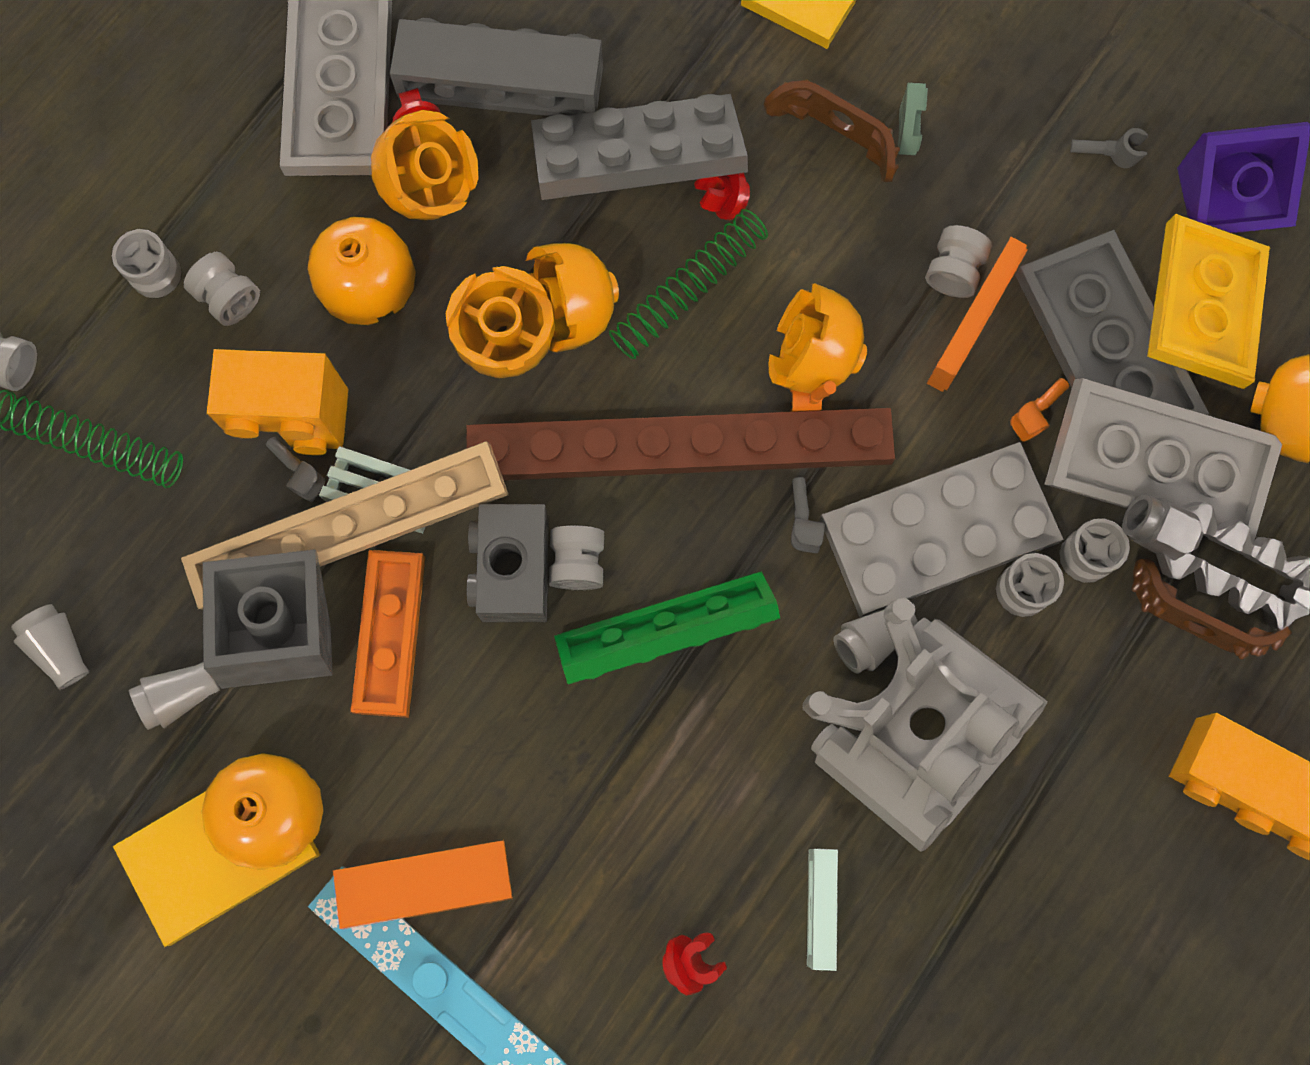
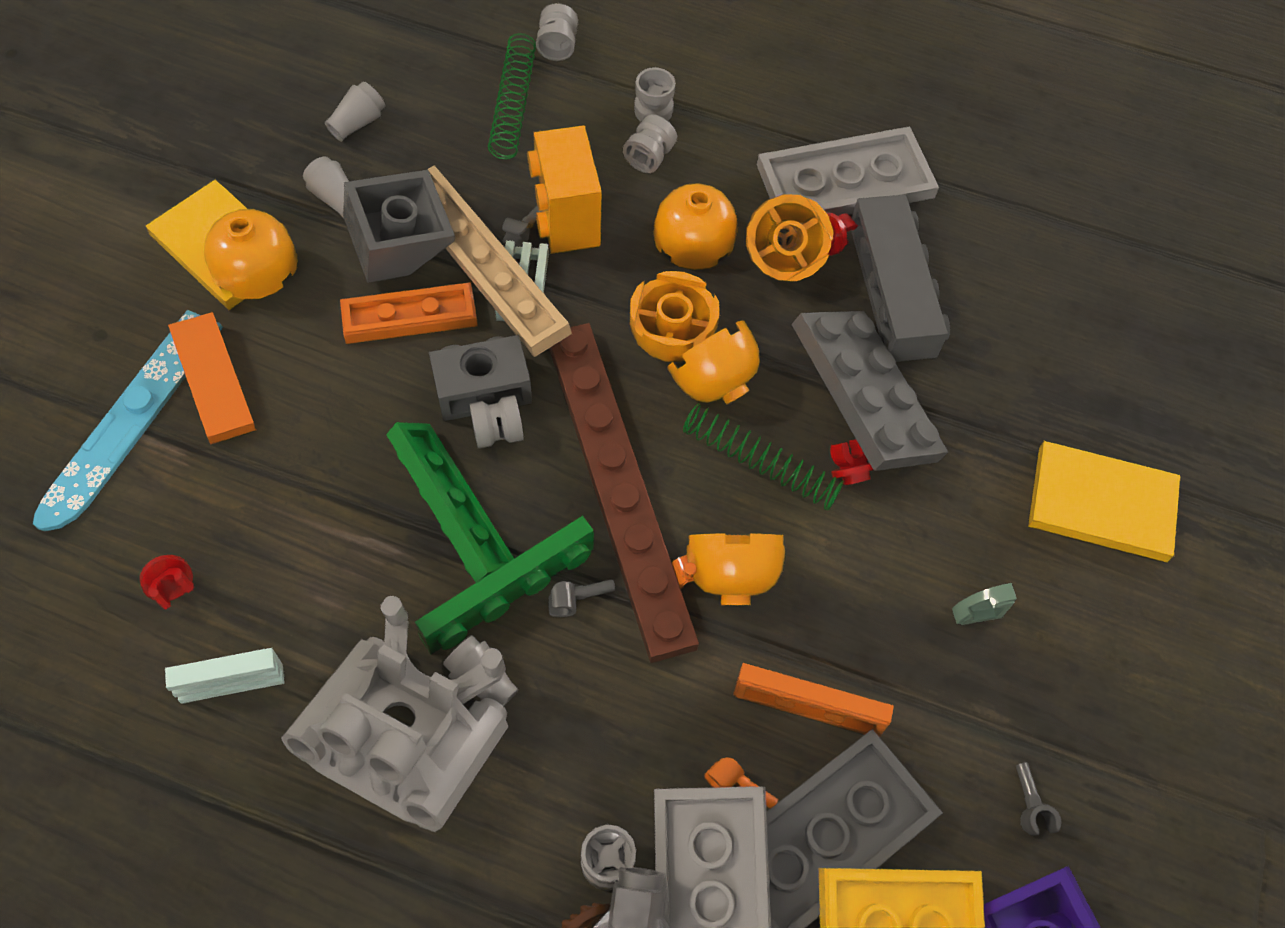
camera: 70 degrees right, 15 degrees down
(796, 608) = (492, 595): none -> green plate
(810, 99) = (964, 511): reddish brown piece -> none
(940, 529) = (598, 717): light grey plate -> none
(958, 263) = (863, 673): light grey wheel -> none
(1039, 578) = (555, 791): light grey wheel -> none

